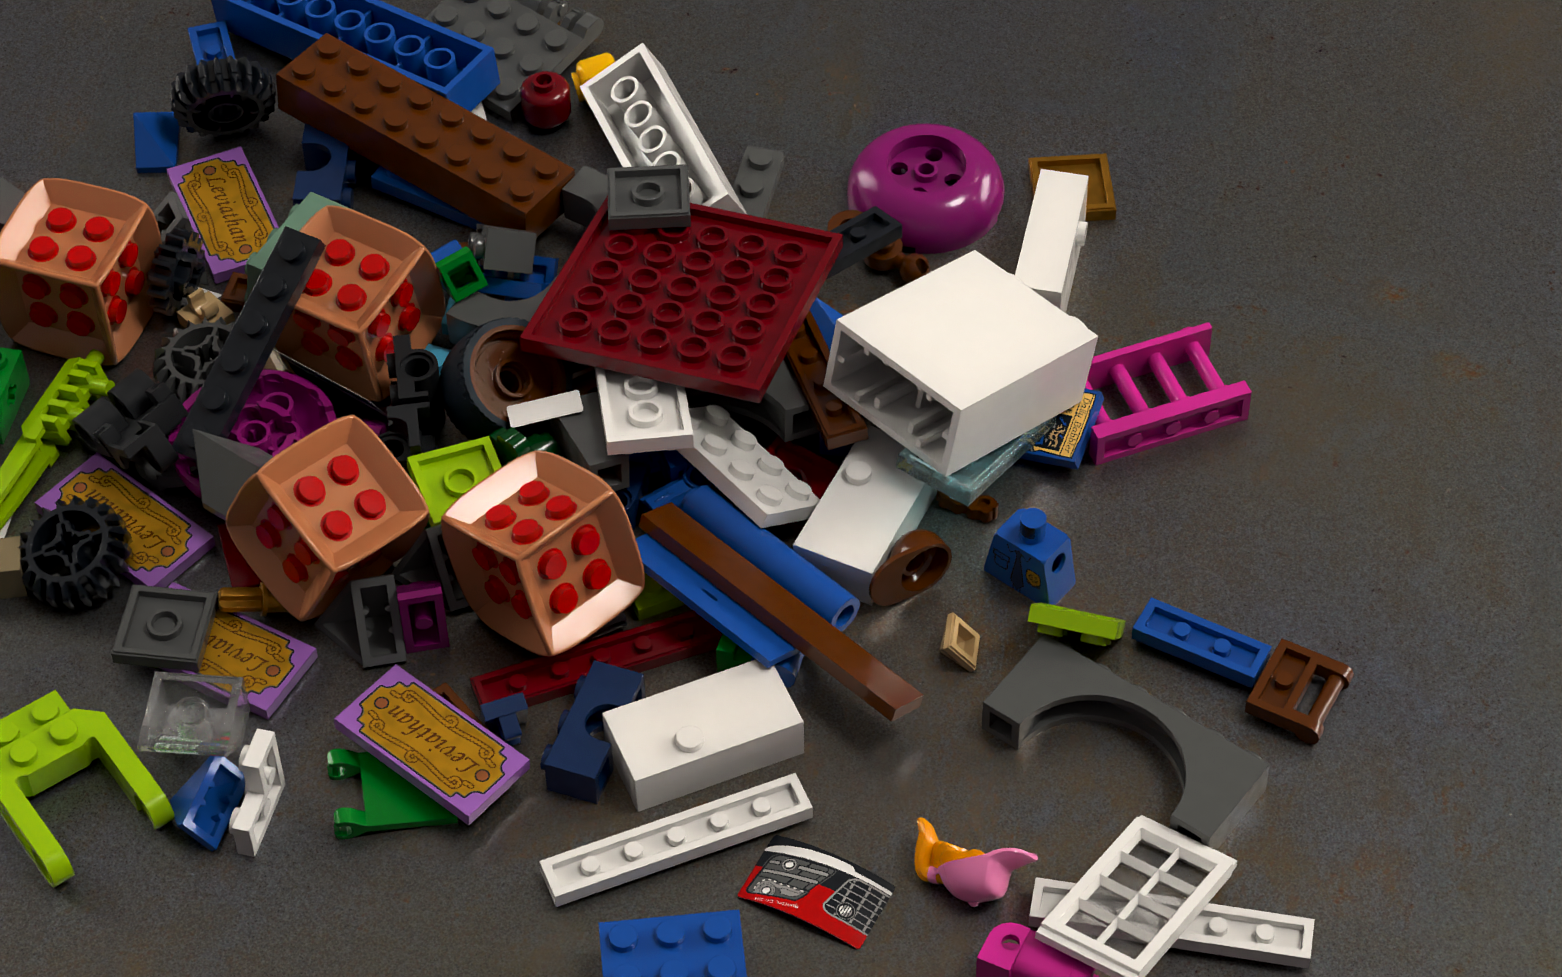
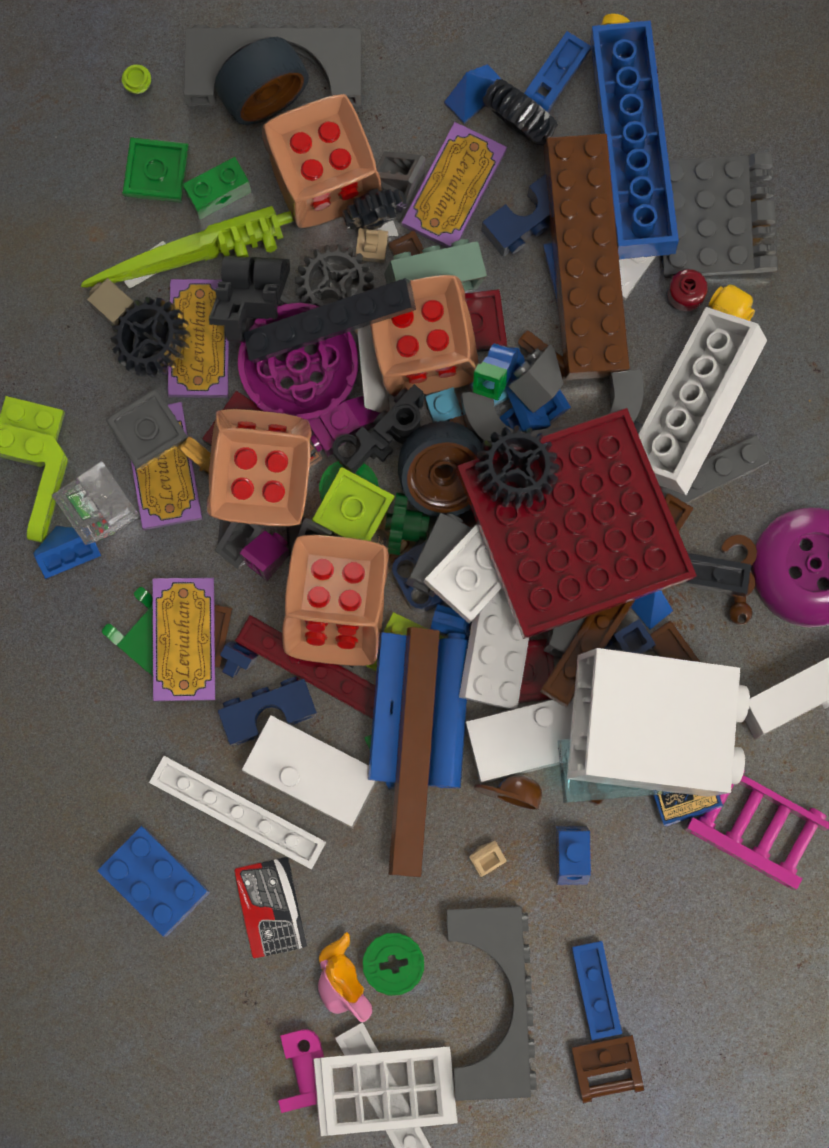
camera: 50 degrees right, 30 degrees up
(224, 469) = (257, 383): dark grey slope -> none
(263, 788) = (88, 573): white plate -> none
(544, 408) = (434, 513): white sticker -> none
(577, 284) = (536, 451): none -> black gear
(648, 197) = (631, 439): dark grey tile -> none
(996, 803) = (385, 980): none -> green piece
(1093, 627) = (546, 916): lime plate -> none

